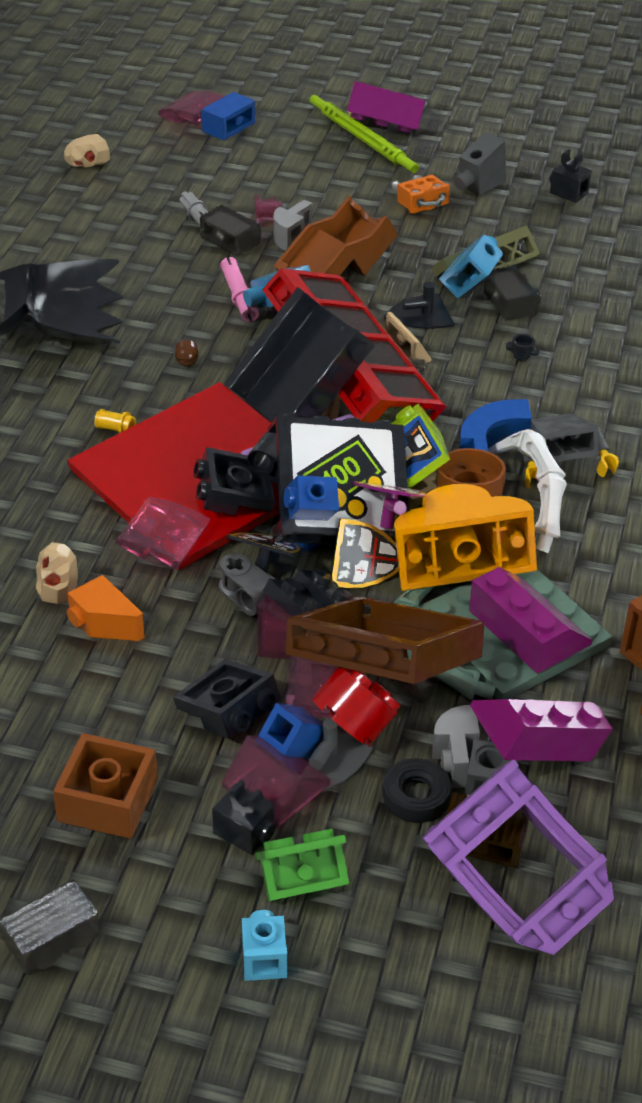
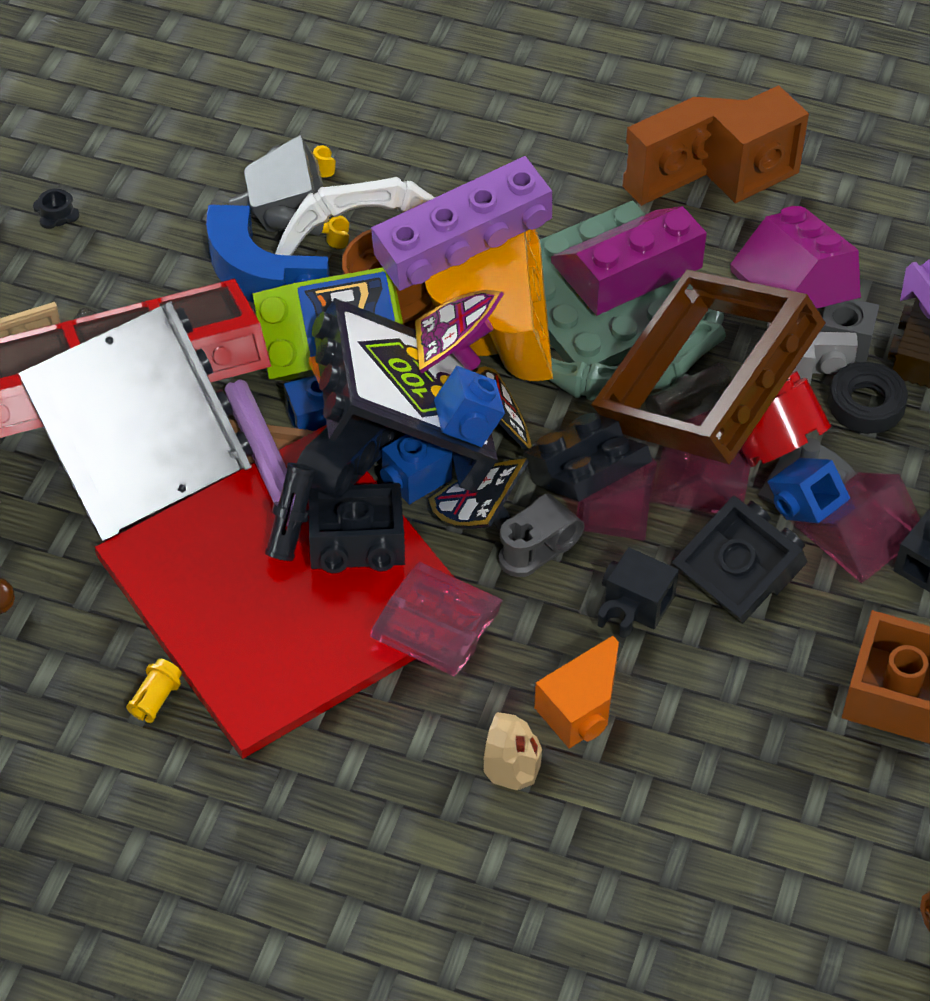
camera: 85 degrees left, 10 degrees up
(195, 640) = (637, 591): none -> black brick
(238, 439) = (298, 482): none -> black pin
(481, 473) = (462, 223): none -> medium lavender brick

